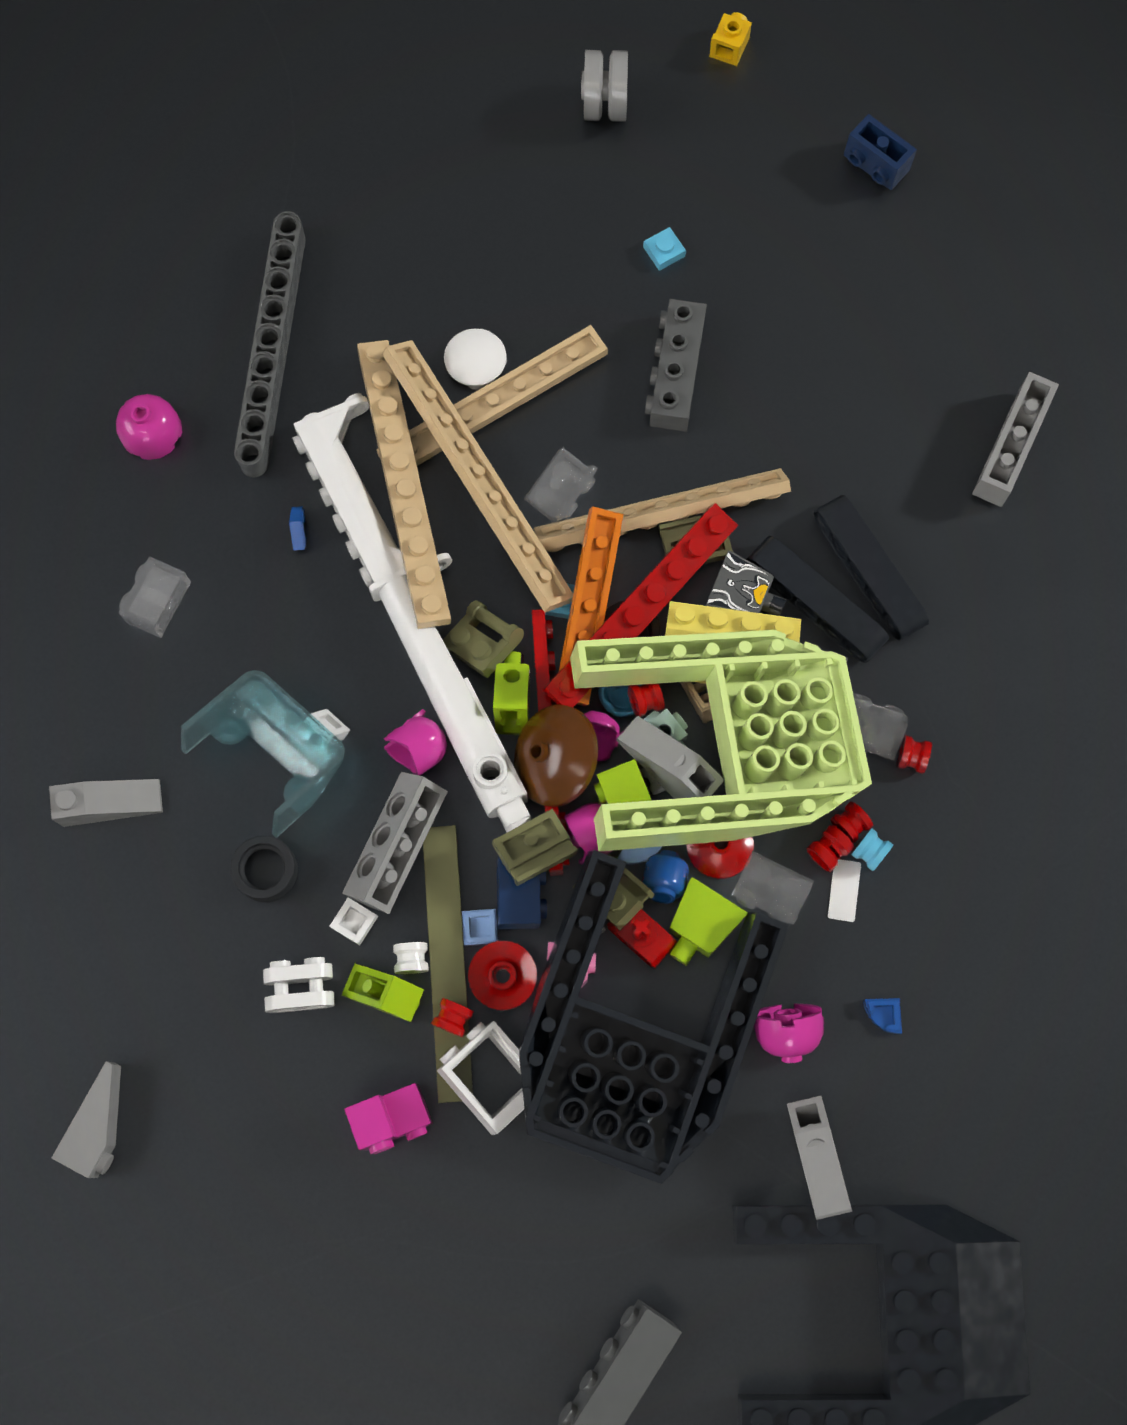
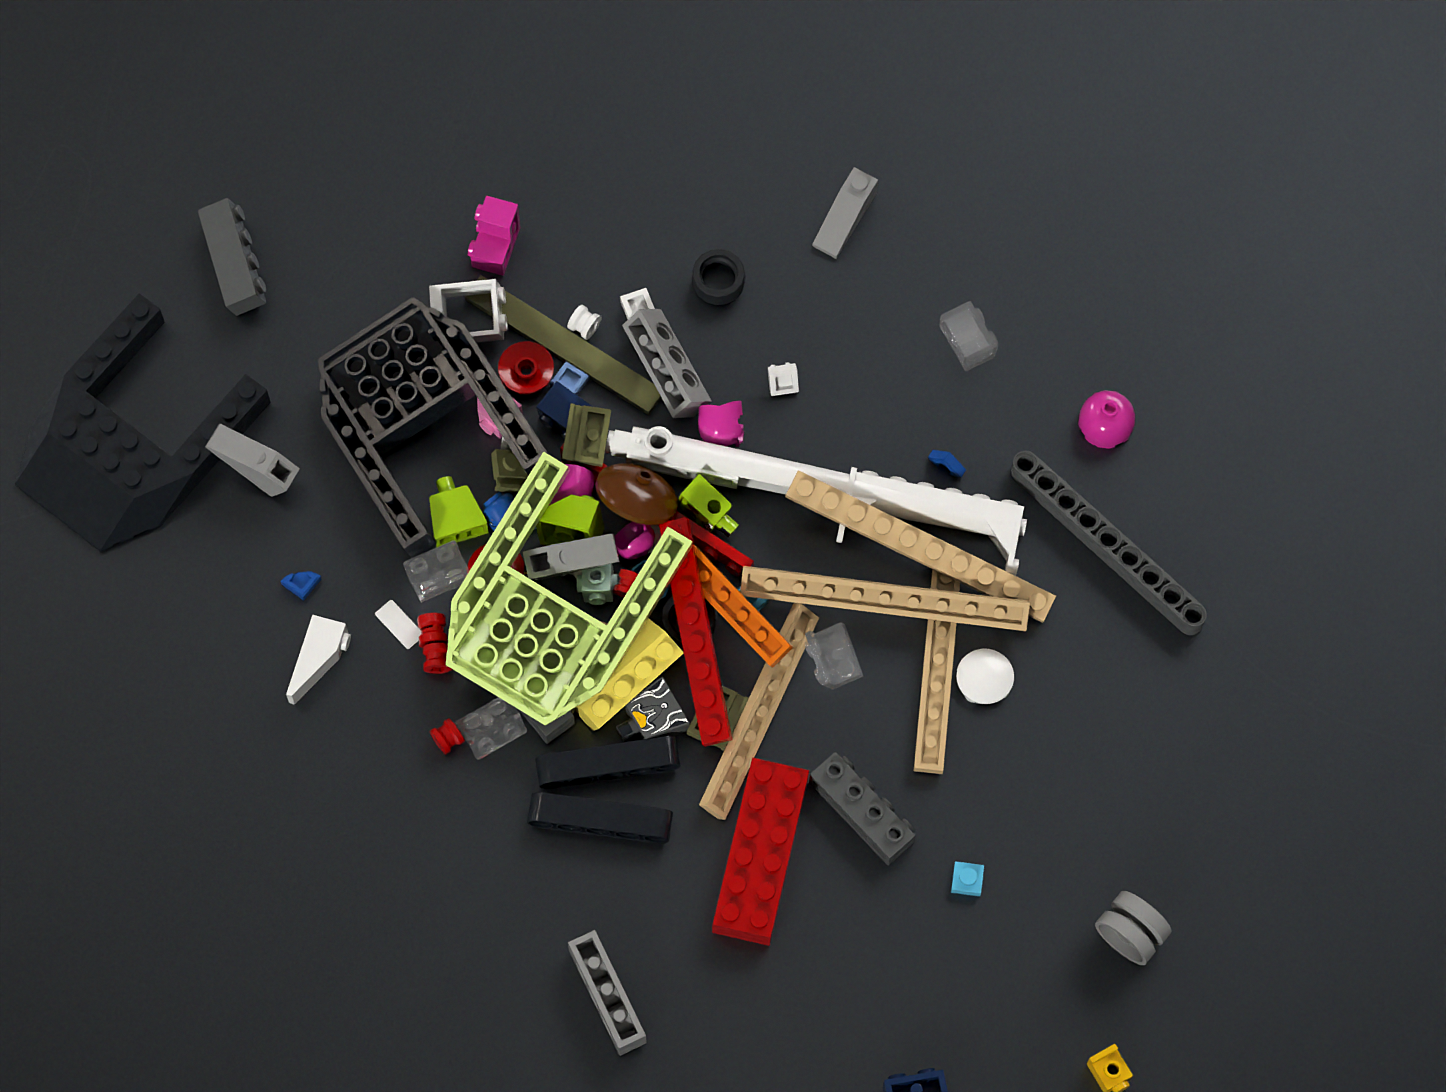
camera: 125 degrees right, 5 degrees down
(93, 1130) = (635, 72): light grey slope -> none
(282, 727) = (832, 344): clear light blue windscreen -> none
(312, 971) = (626, 258): white brick -> none
(383, 992) = (575, 289): lime slope -> none
(452, 1017) = (523, 315): red wheel -> none
(475, 647) = (762, 510): olive plate -> none
(645, 938) = (474, 471): red beam -> none
(785, 414) = (760, 851): none -> red brick
(789, 1031) = (342, 509): dark pink cylinder -> none
(872, 849) = (408, 656): medium azure wheel -> none
(938, 934) = (318, 654): none -> white slope

